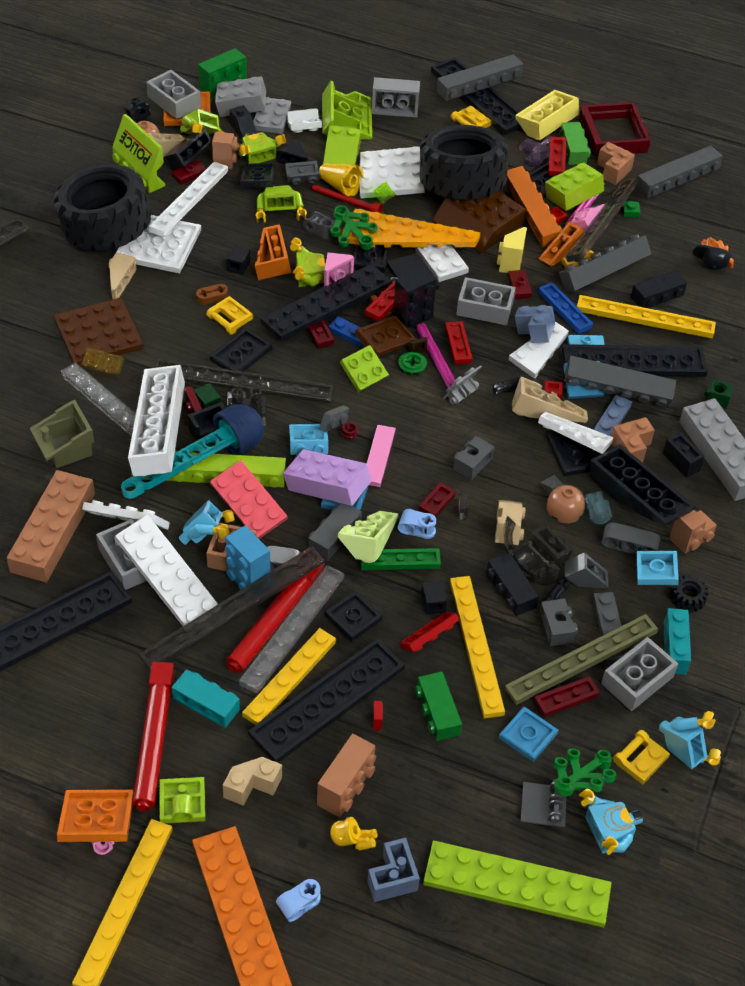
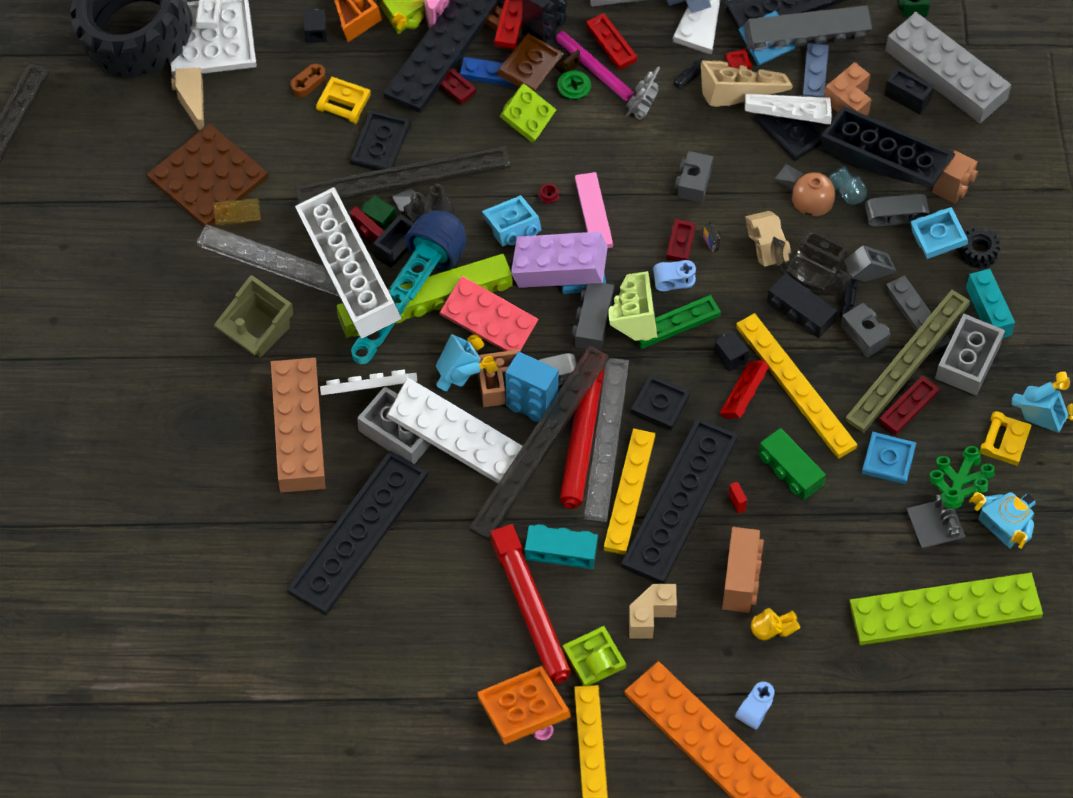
camera: 20 degrees left, 10 degrees up
(334, 418) = (530, 187): dark grey plate -> none
(397, 875) = (835, 645): sand blue brick -> none

